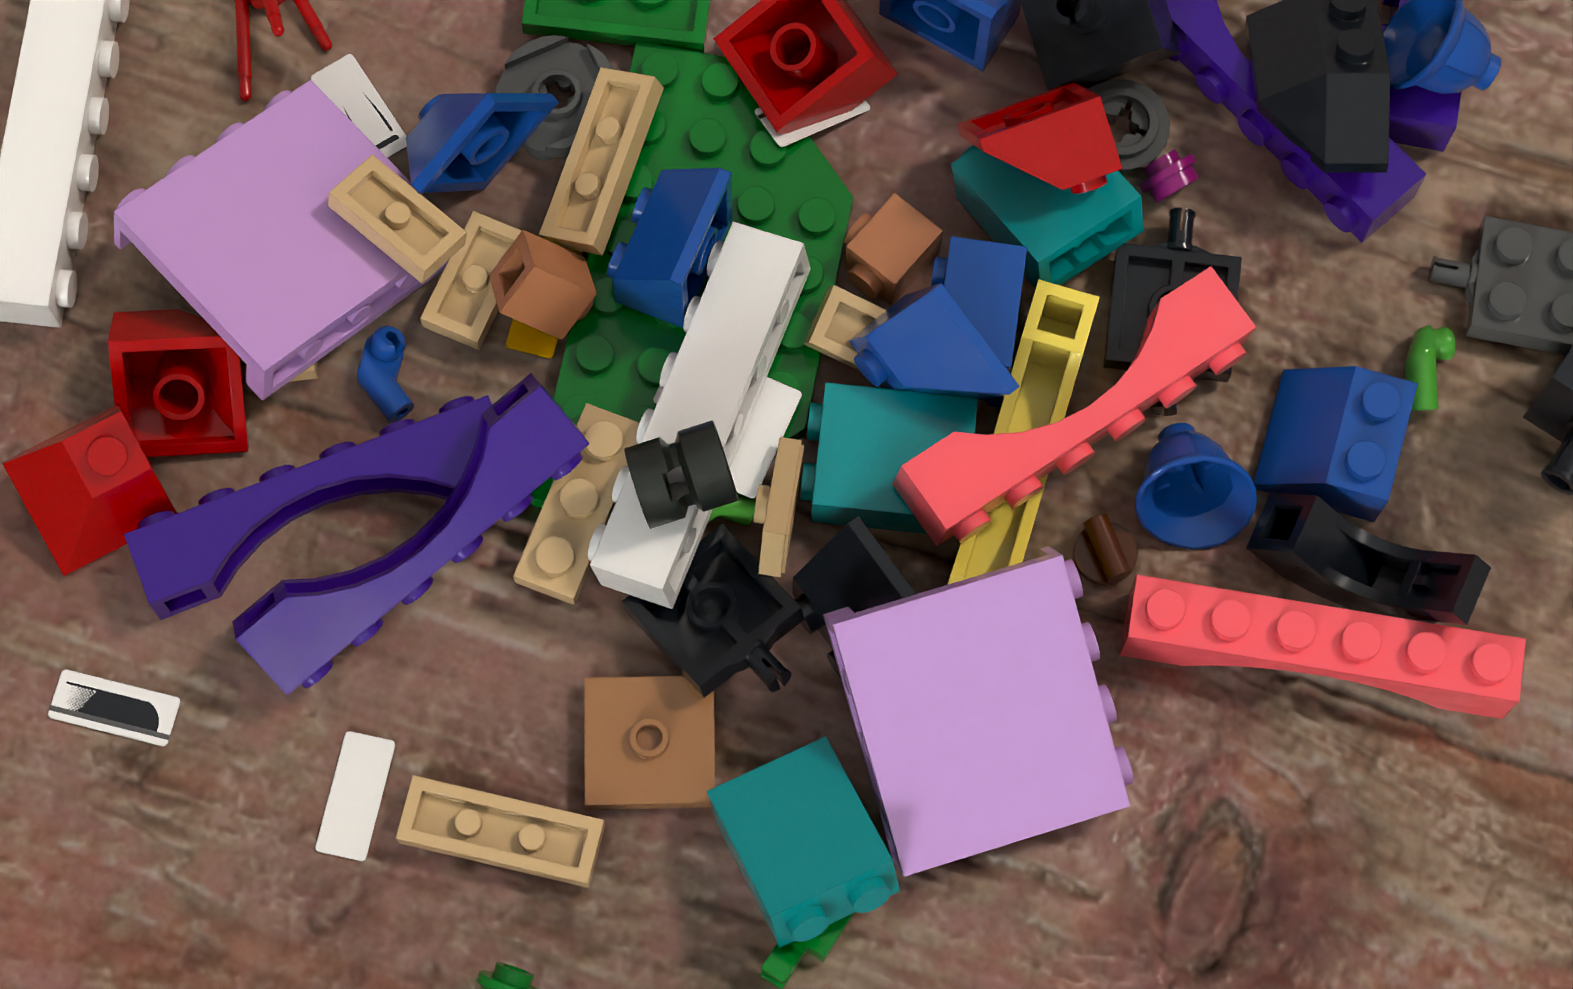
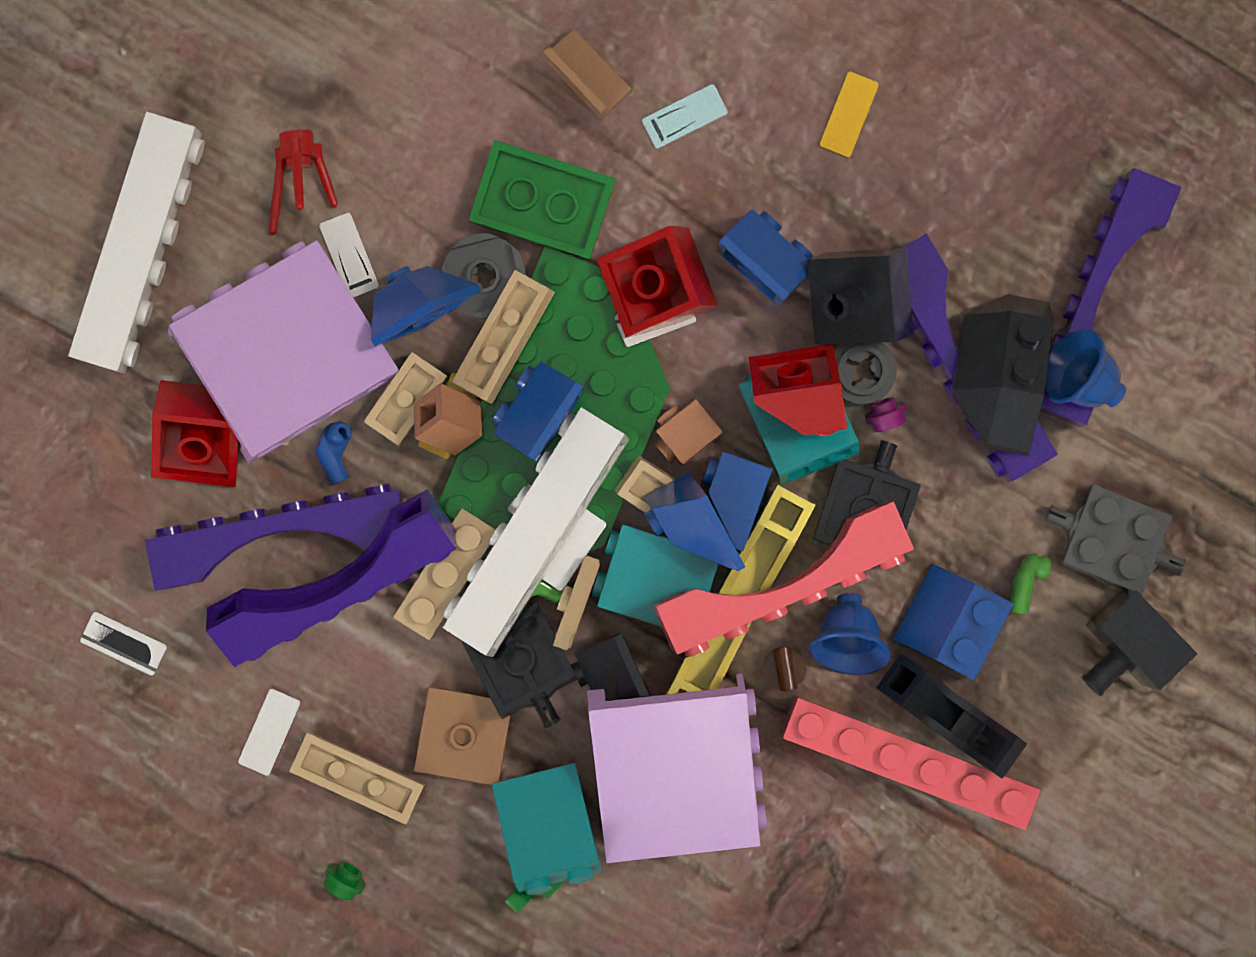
camera: 10 degrees right, 15 degrees up
(88, 488) = (128, 498): red slope -> none
(397, 218) = (357, 361): tan plate -> none
(703, 466) = (510, 588): pearl dark grey wheel -> none

